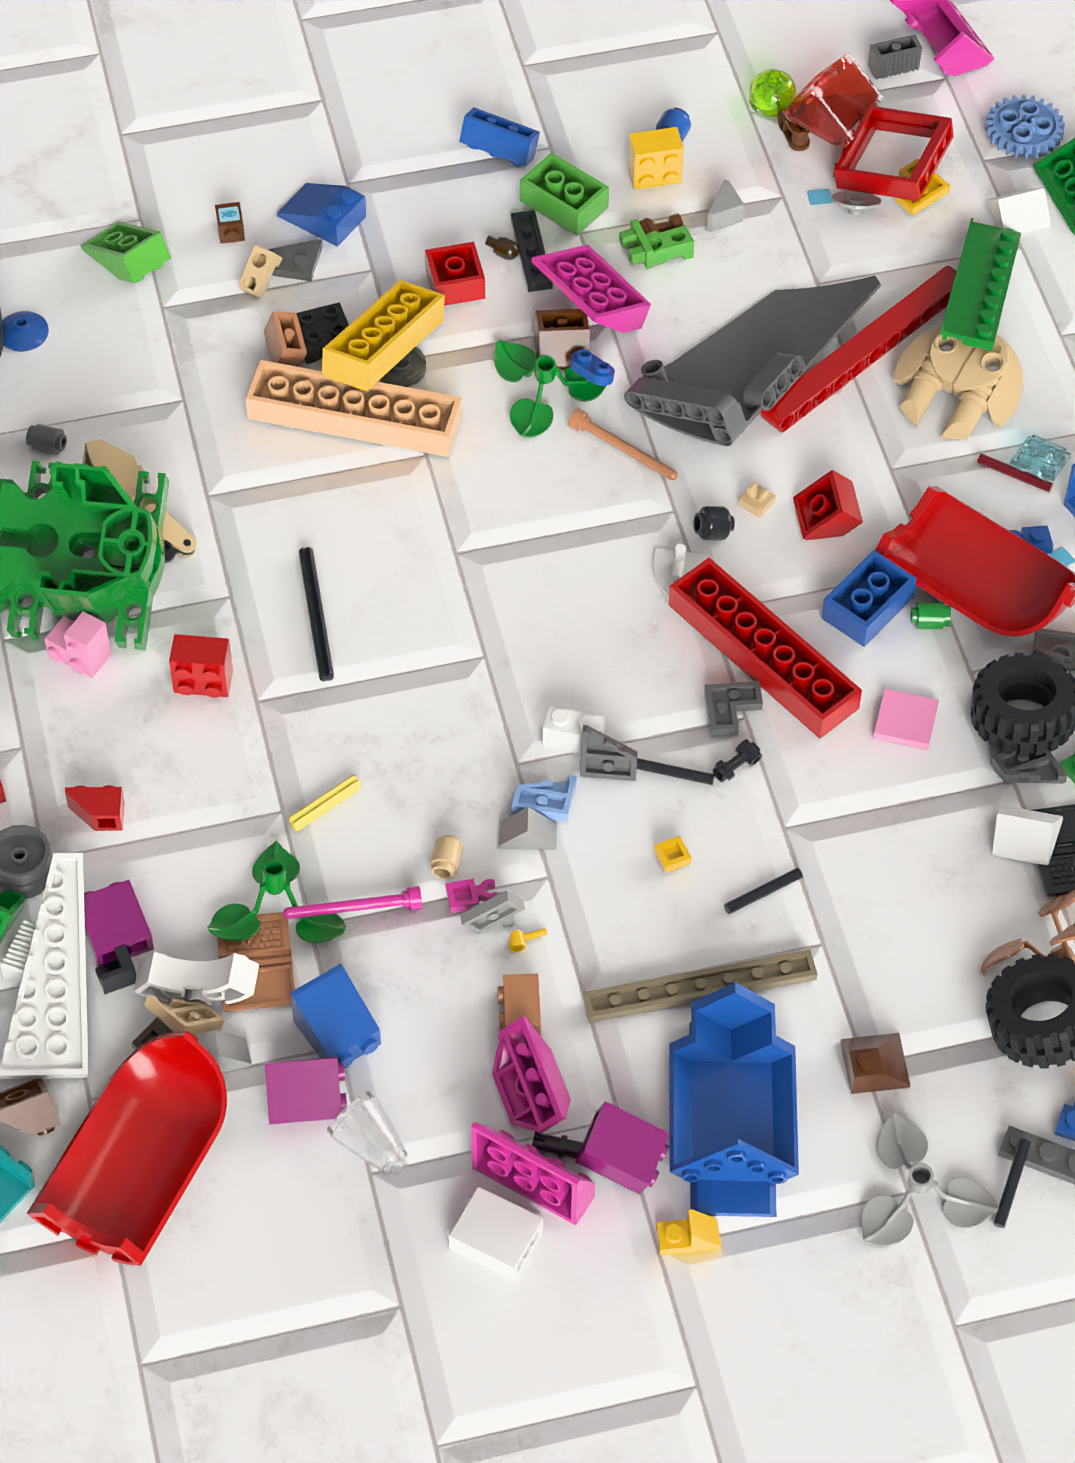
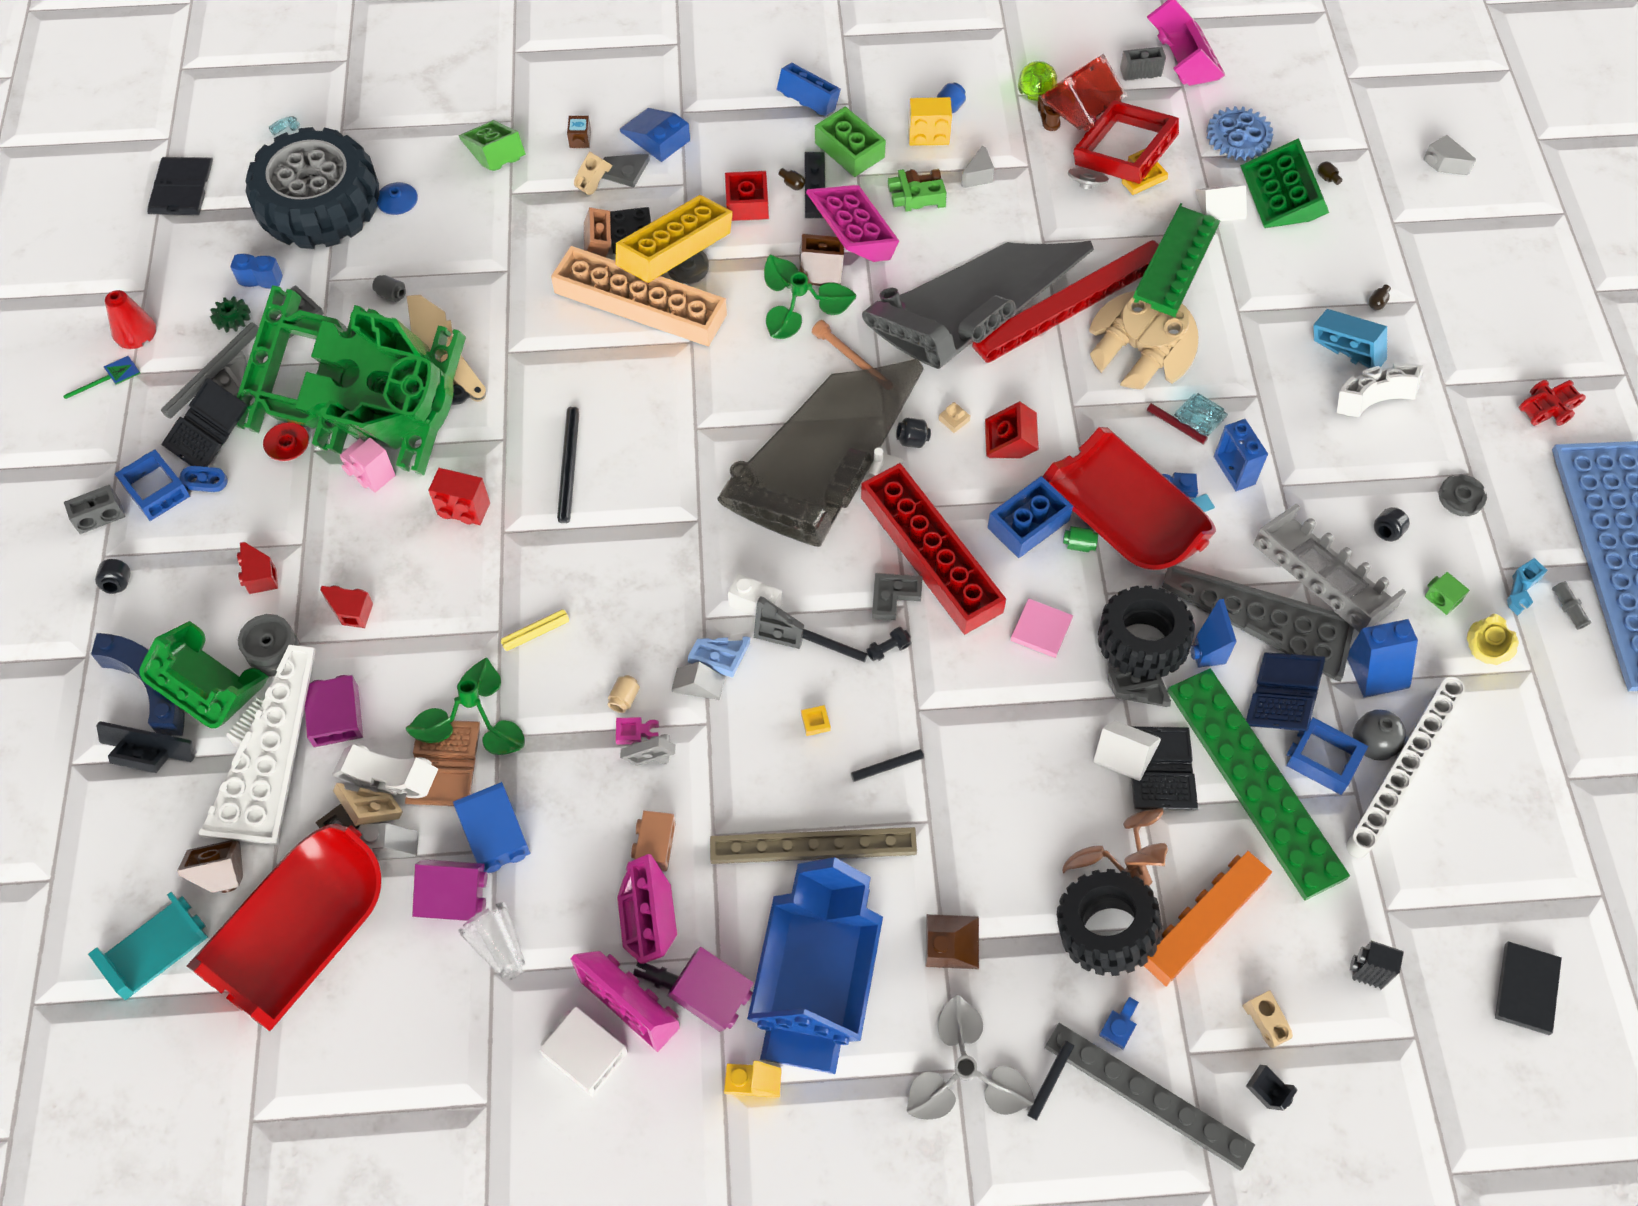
camera: 10 degrees right, 5 degrees up
(117, 973) = (324, 755): black panel -> none
(409, 899) = (583, 726): dark pink piece -> none
(518, 939) = (667, 776): yellow hand -> none
(592, 367) = (840, 287): blue plate -> none
(611, 560) = (820, 453): none -> clear smoke panel
(820, 196) = (1059, 170): medium azure sticker -> none

